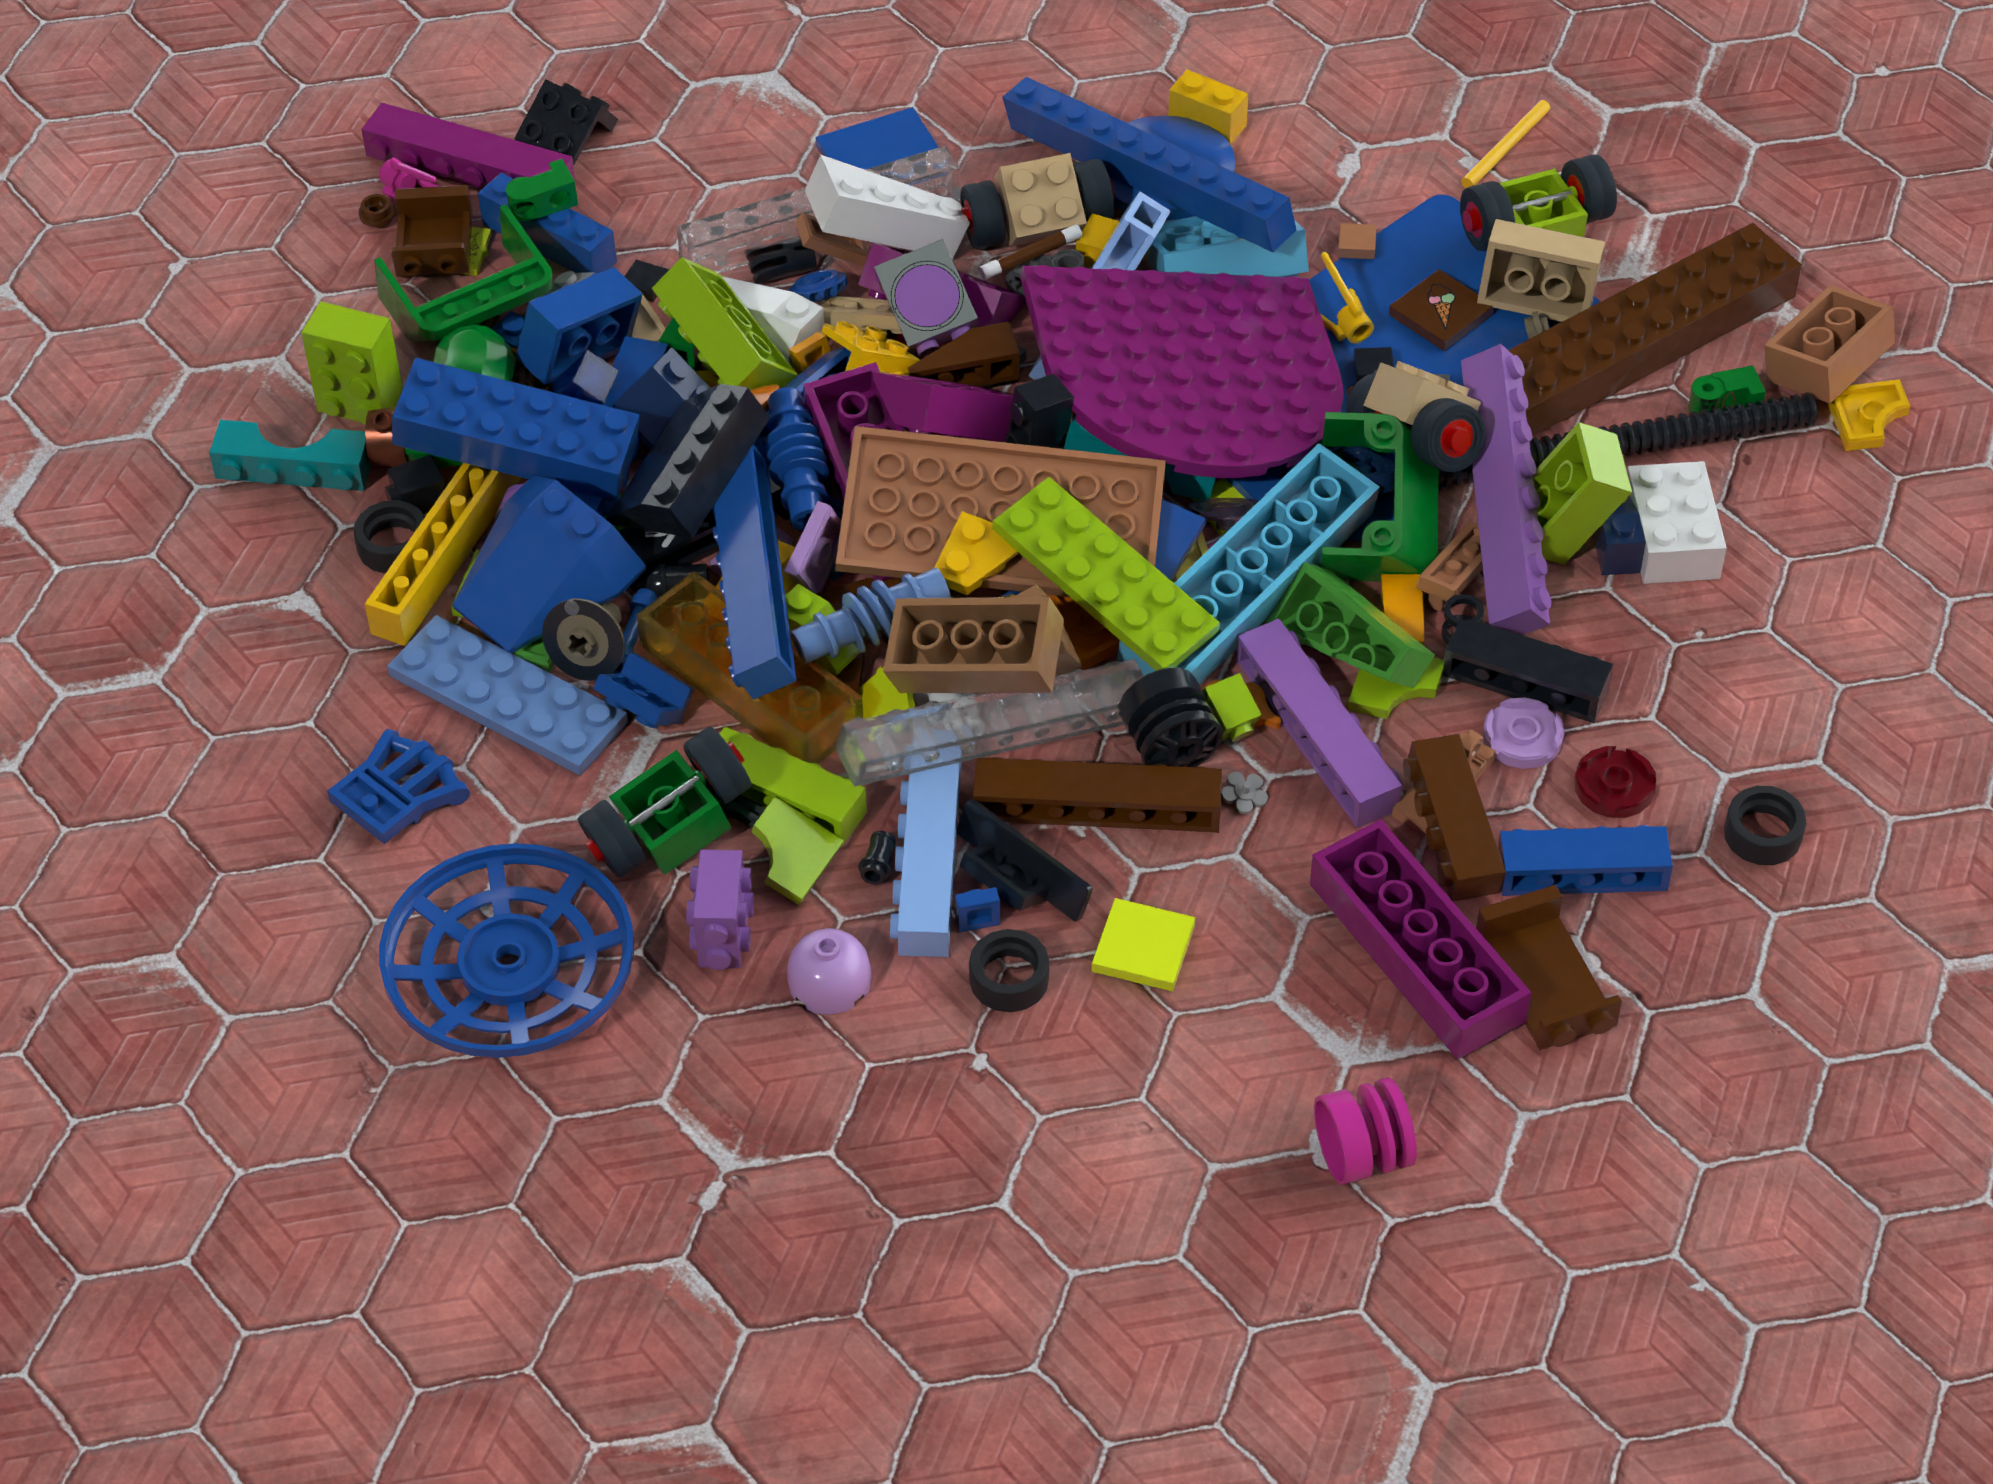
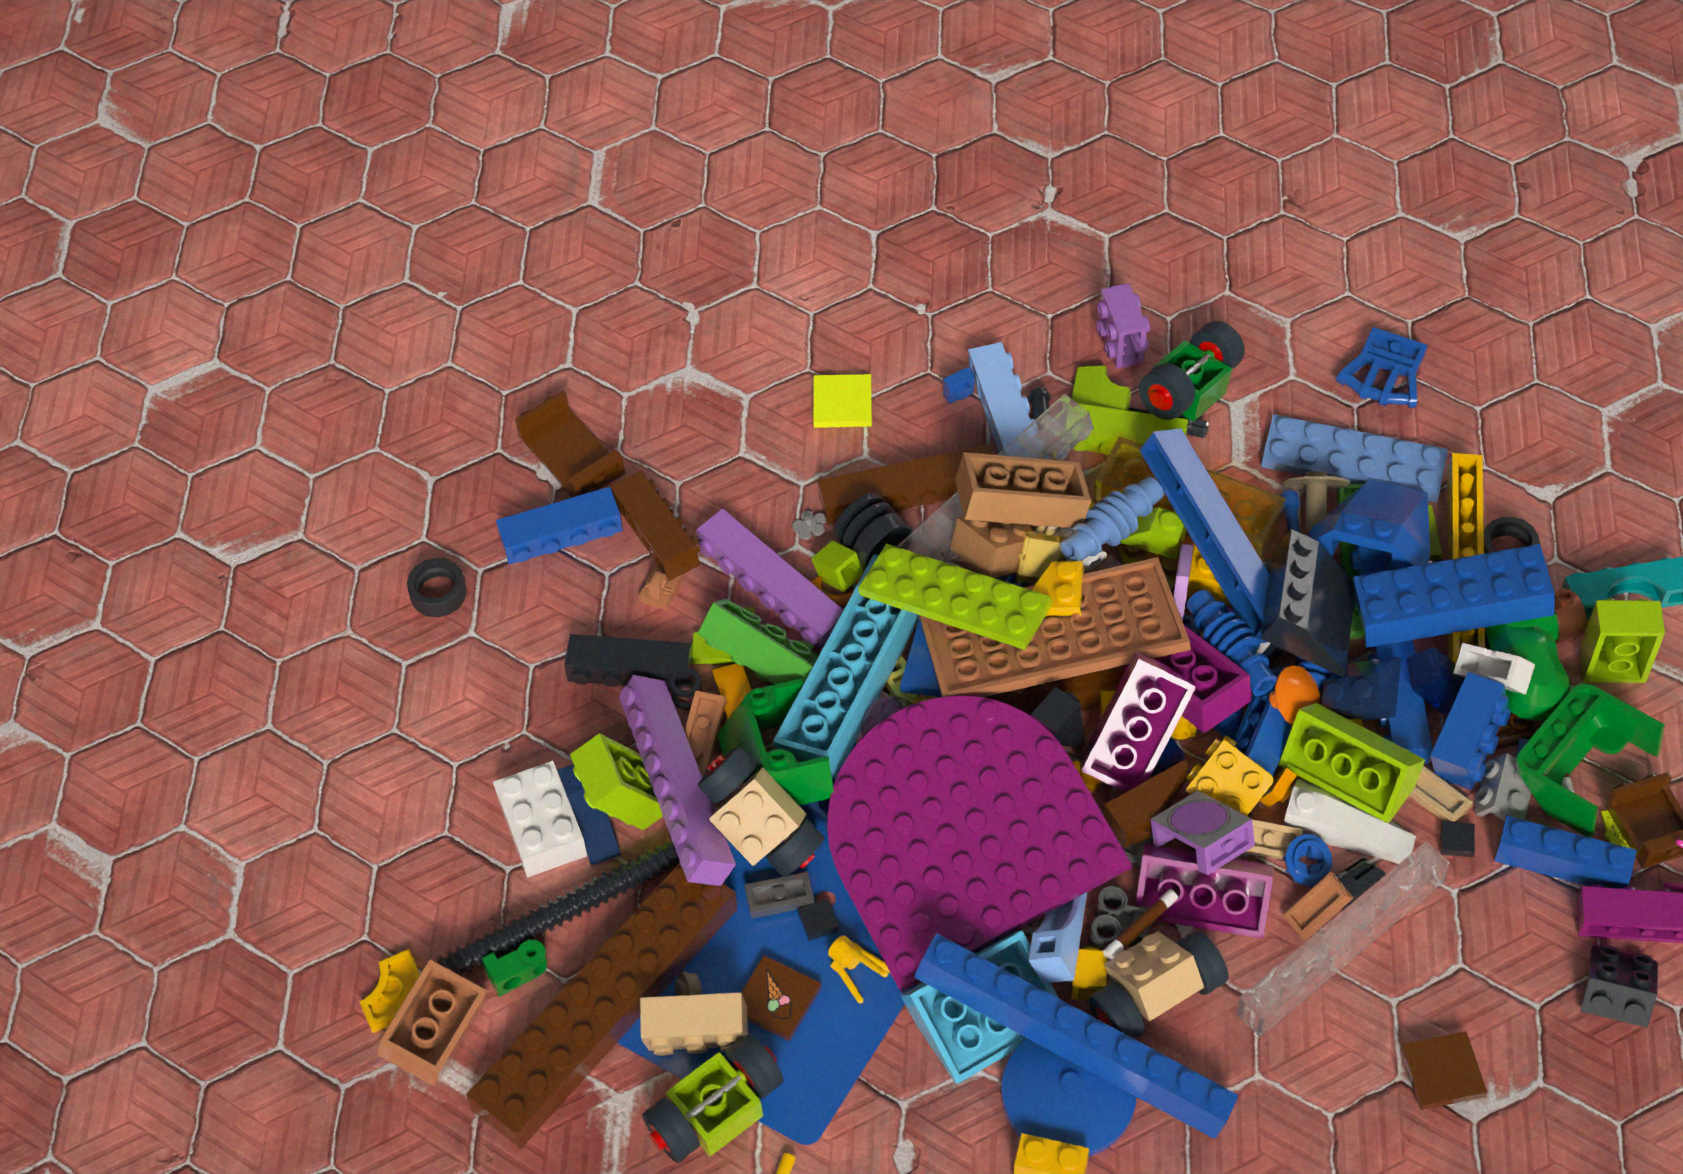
camera: 165 degrees right, 5 degrees up
(504, 935) = (1250, 265): blue dish -> none
(518, 346) = (1496, 666): none -> white brick
(542, 193) = (1566, 842): green leg -> none
(646, 691) = (1257, 467): blue bracket -> none
(784, 98) = (1443, 1070): none -> reddish brown tile
(829, 971) = (1038, 326): lavender cylinder -> none
(878, 140) = (1333, 1043): blue tile -> none
(881, 209) = (1284, 911): white wedge -> none
(1014, 944) = (917, 339): black tyre -> none
(1017, 865) = (946, 415): black bracket -> none
(1357, 241) = (870, 1054): nougat tile -> none
(1365, 1131) = (661, 297): dark pink wheel -> none
(1420, 939) = (659, 433): magenta brick -> none
(1523, 733) = (623, 618): lavender tile -> none
(1615, 782) = (549, 602): dark red tile -> none

